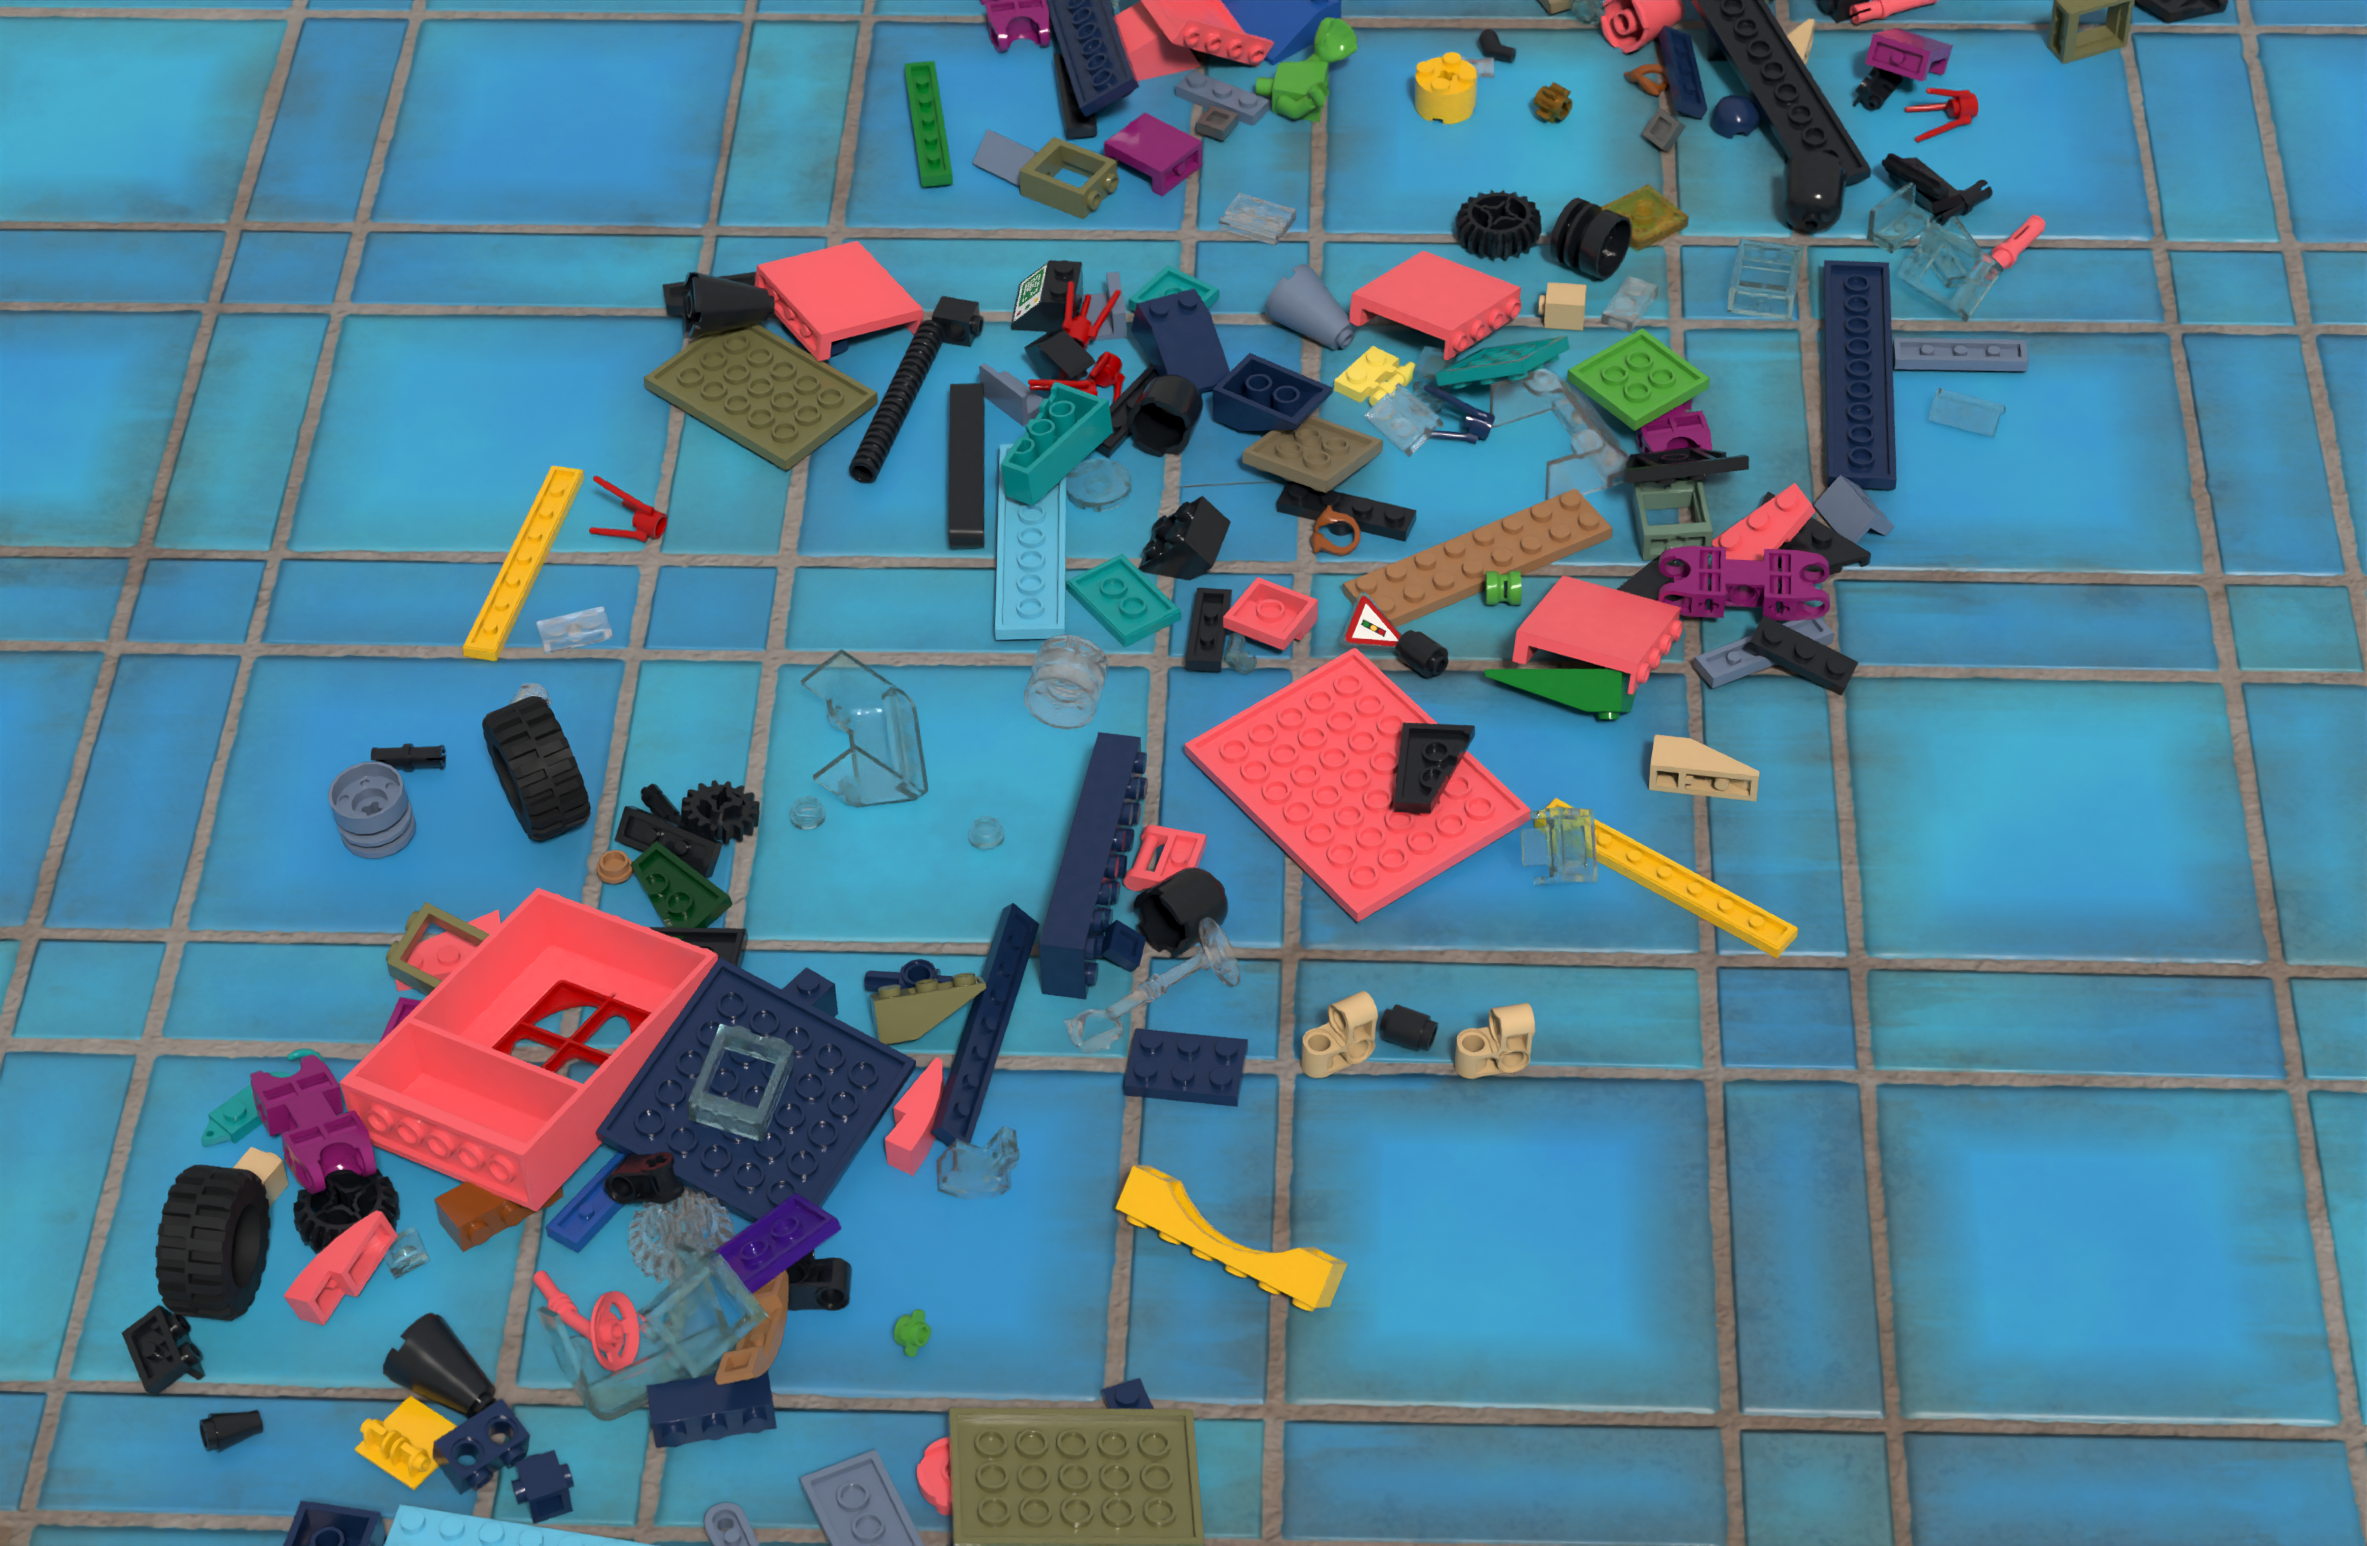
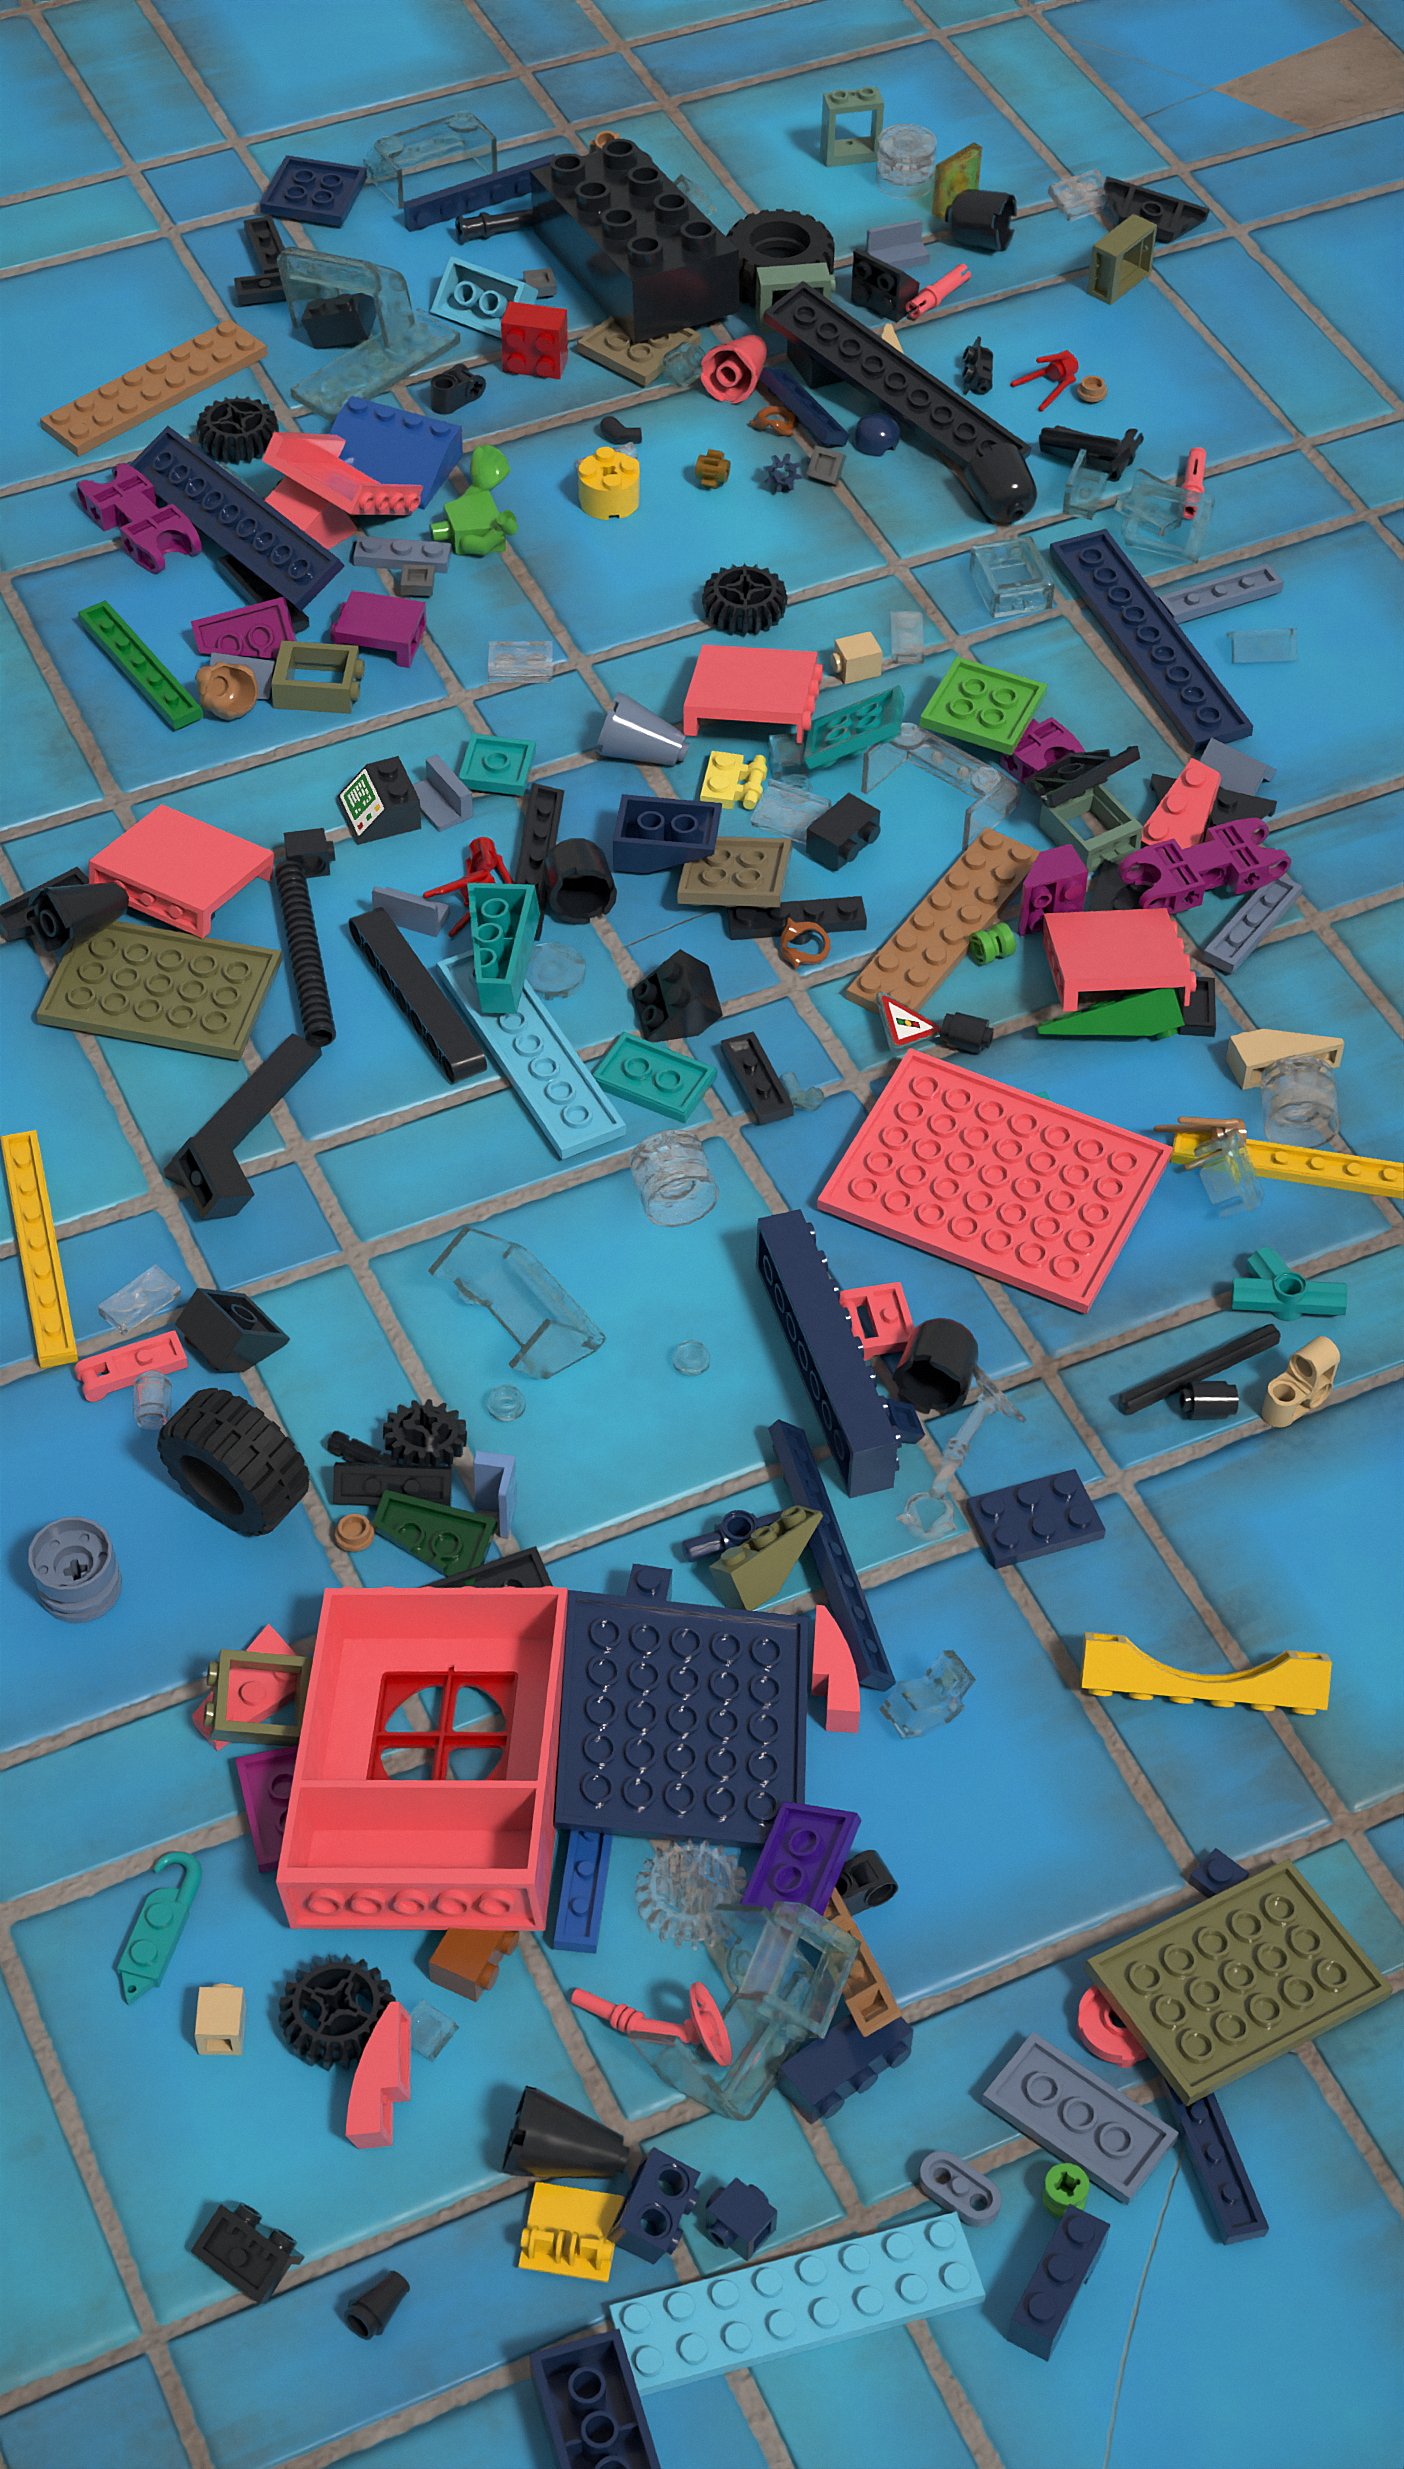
camera: 30 degrees left, 5 degrees up
(212, 1242) = (252, 2113): black tyre -> none
(315, 1136) = (271, 1948): magenta piece -> none
(410, 757) = (63, 1498): black pin -> none
(510, 673) = (125, 1363): none -> coral plate
(625, 676) = (229, 1330): none -> black slope
(644, 1179) = (630, 1850): black piece -> none
(646, 519) = (140, 1159): red plant -> none
(689, 550) = (213, 1176): none -> black brick
(729, 1114) = (676, 1749): clear light blue window -> none
(743, 872) = (496, 1486): none -> medium blue panel
(759, 512) = (258, 1095): none -> black tile
(912, 1332) = (979, 1894): bright green plate -> none
(981, 165) = (227, 689): none -> medium nougat hair
(1033, 119) = (246, 630): none -> magenta wing
(1059, 357) = (439, 857): black slope -> none
(1079, 327) = (432, 823): red plant -> none
(1181, 338) = (543, 802): dark blue slope -> none
(1272, 614) = (810, 1042): coral plate -> none
(1344, 1039) = (1163, 1433): tan piece -> none
(1427, 763) = (1058, 1137): black wing -> none
(1435, 449) = (843, 831): none -> black brick
(1442, 1000) = (1199, 1369): none -> black axle
(1476, 421) = (862, 789): dark blue plant -> none
(1545, 964) = (1284, 1291): none -> teal piece
(1573, 800) = (1202, 1125): none -> medium nougat plant
(1581, 552) = (1052, 886): none -> magenta slope
(1590, 238) = (843, 586): black wheel -> none
(1608, 127) = (775, 477): none -> dark blue gear
(1650, 215) = (864, 552): clear yellow plate -> none
(1658, 704) = (1201, 1012): none -> black tile
(1675, 810) = (1299, 1101): none -> clear wheel
(1802, 655) = (1293, 916): black plate -> none
(1908, 54) = (994, 332): magenta panel -> none
(1978, 134) = (1092, 389): none -> medium nougat plate

